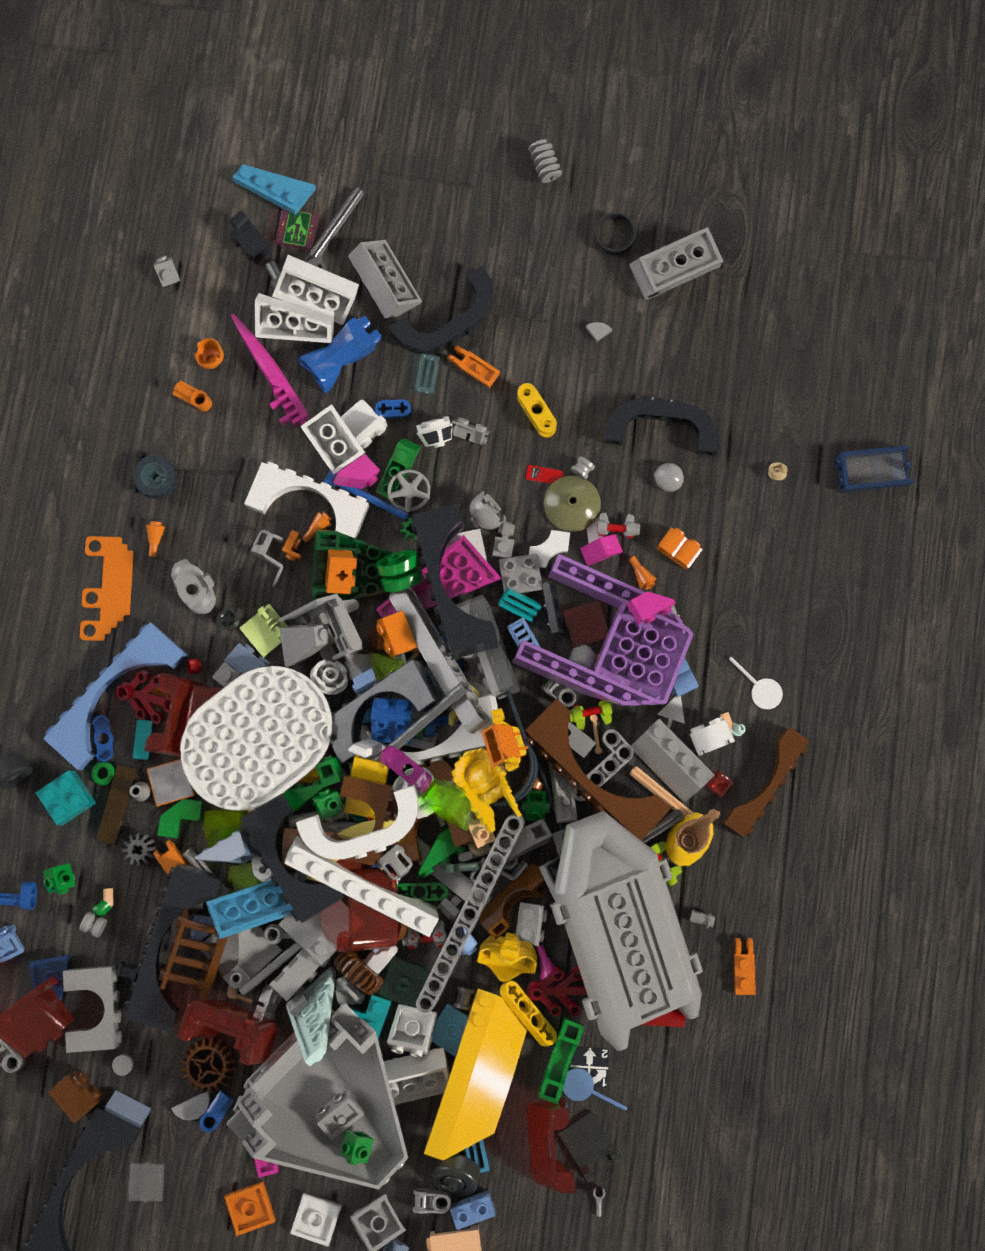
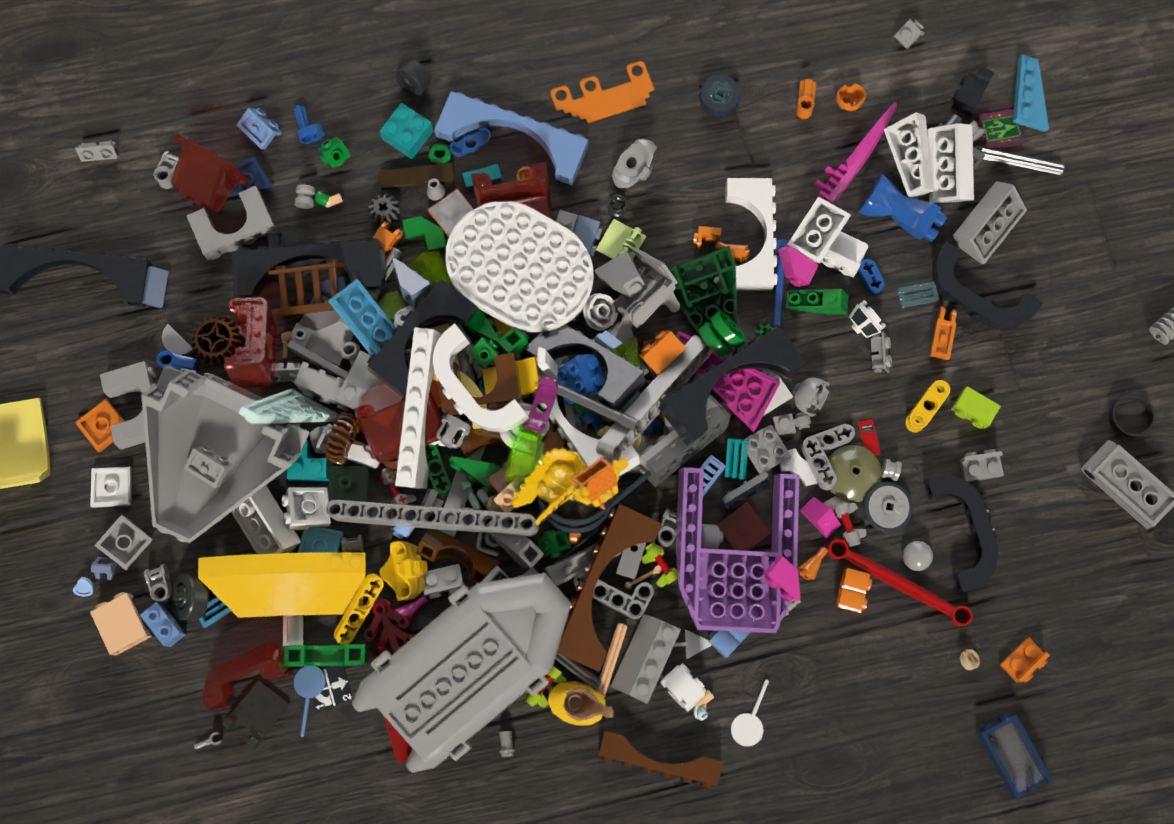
camera: 70 degrees right, 5 degrees down
(76, 1095) = (152, 237): reddish brown slope -> none
(123, 1064) = (192, 269): light grey tile -> none
(127, 692) = (518, 146): dark red plant -> none
(146, 1182) = (97, 328): clear piece -> none
(154, 533) = (669, 114): orange cone -> none
(193, 666) = (564, 193): red hinge -> none
(214, 1165) = (122, 381): none -> light grey arch
(260, 551) = (692, 210): light grey piece -> none
(292, 251) = (976, 131): none -> light grey wheel
(298, 1003) = (295, 394): light grey tile -> none
(336, 581) = (708, 276): orange brick -> none
(356, 1147) = (183, 492): green brick -> none
(409, 490) = (801, 318): light grey wheel -> none
(525, 1084) = (292, 630): none -> white tile
(537, 522) = (821, 447): none -> light grey beam
(555, 368) = (975, 408): none -> lime brick
(598, 330) = (1030, 436): light grey tile -> none
(609, 495) = (900, 508): none -> light grey wheel
(610, 386) = (981, 466): none -> light grey bracket
(687, 503) = (900, 583): none -> red piece
(719, 783) = (641, 713): clear red tile -> none
(744, 969) = (472, 804): orange hinge -> none
(796, 424) = (1024, 661): none -> orange bracket

